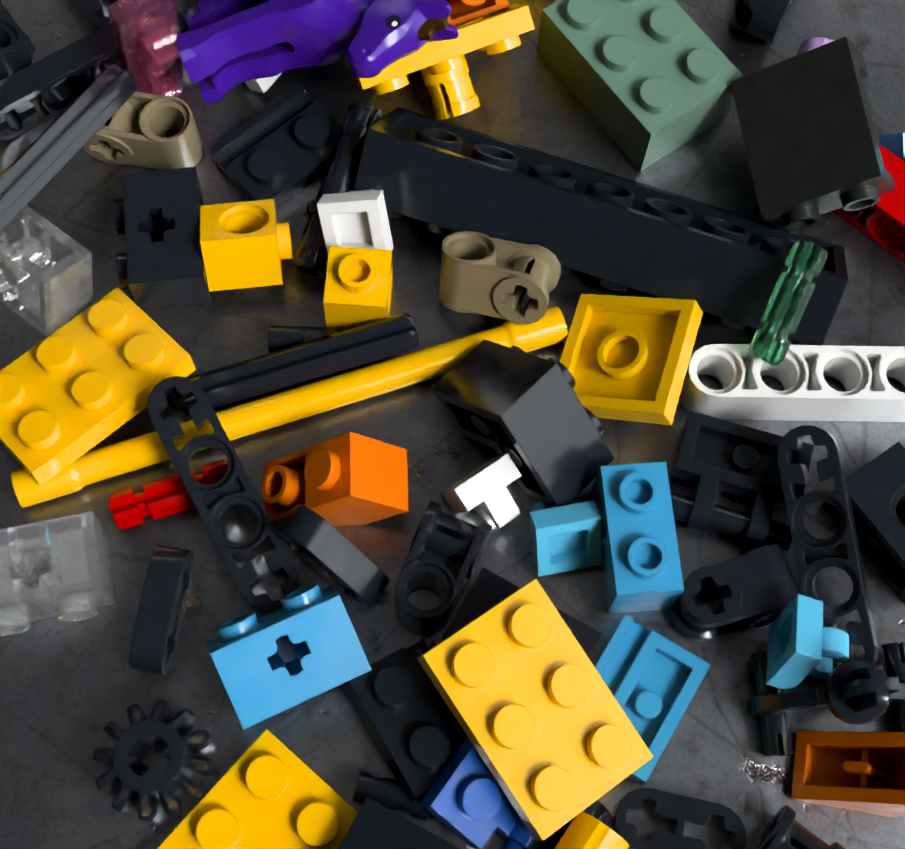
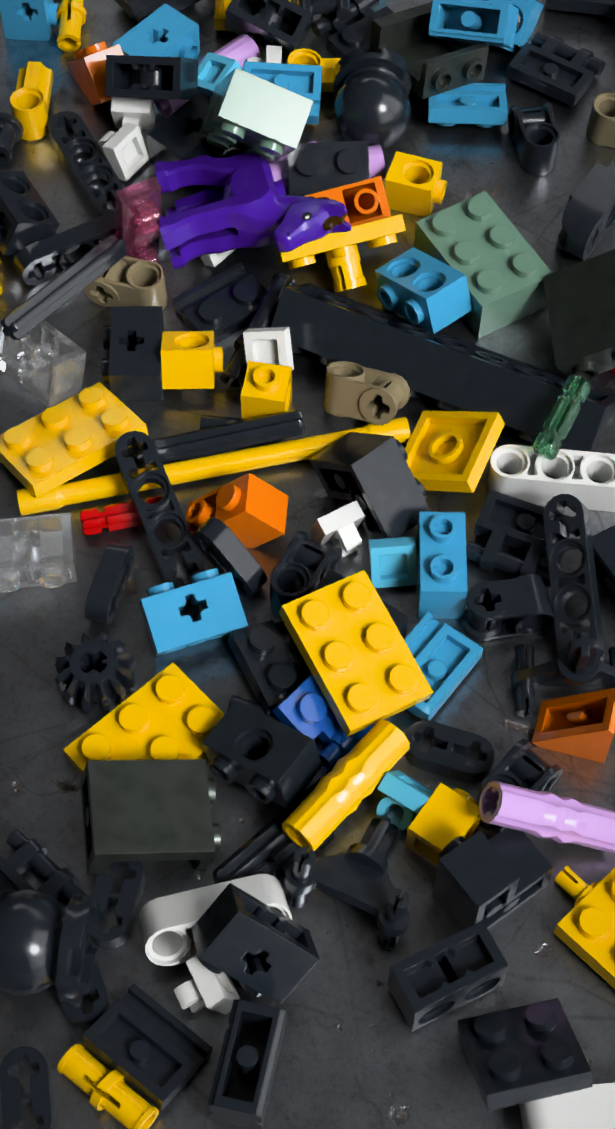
camera: 10 degrees right, 10 degrees down
(563, 111) = (423, 290): none -> dark azure brick
(802, 645) = (546, 634): medium azure tile -> none

